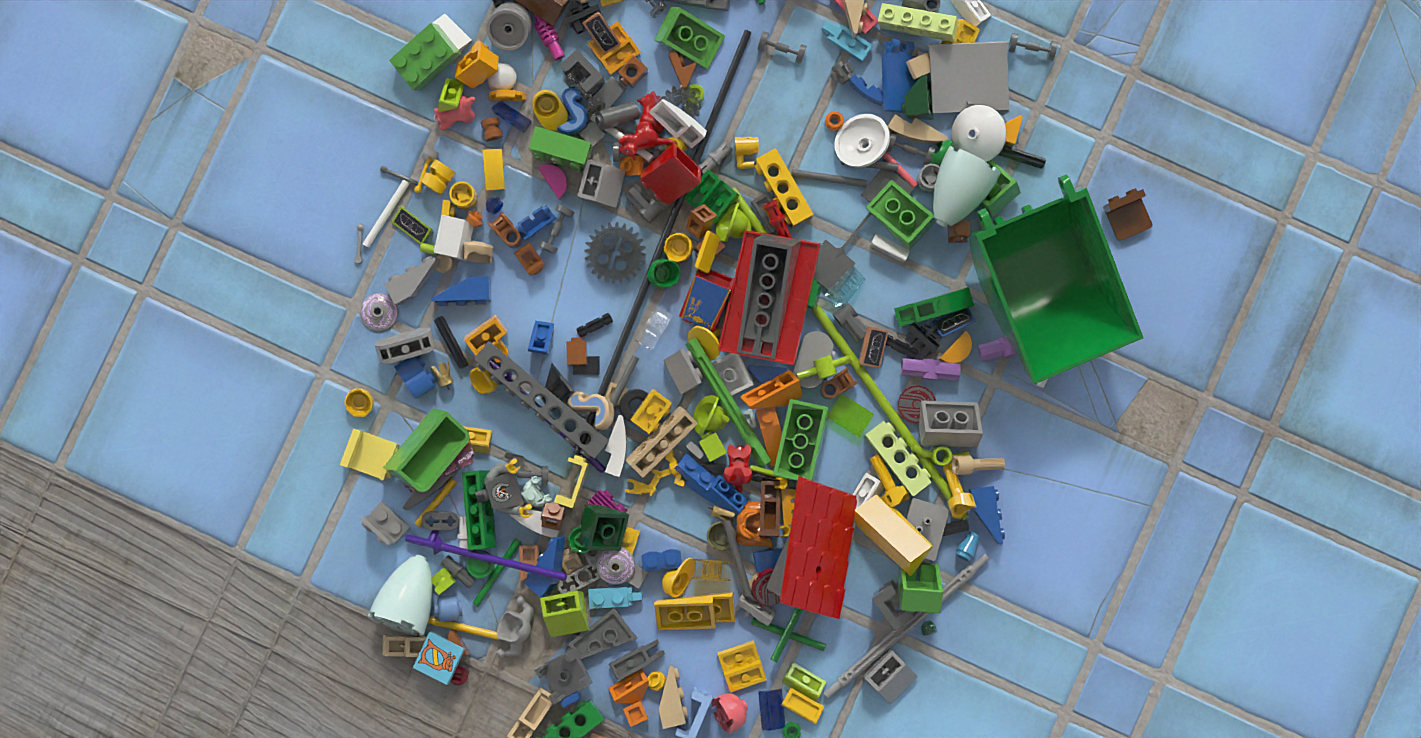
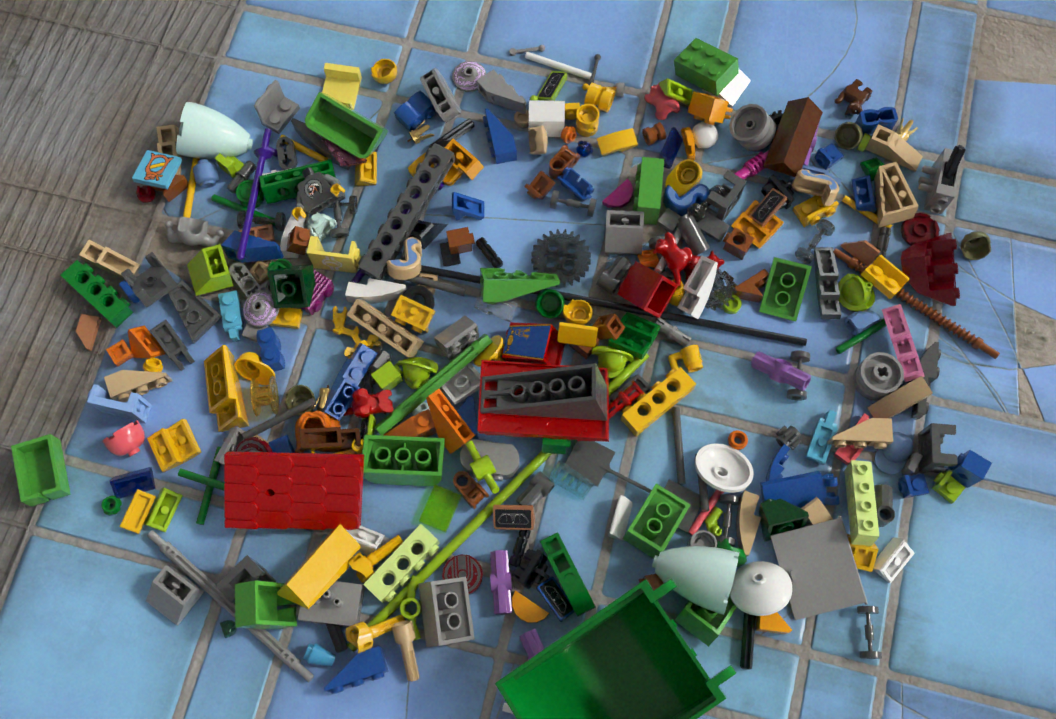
camera: 80 degrees right, 15 degrees down
(515, 554) = (280, 220): none -> clear smoke wheel
(639, 313) = (503, 286): none -> bright green wedge
(776, 63) = (781, 371): none -> medium lavender piece
(909, 163) = (712, 523): none -> lime arm

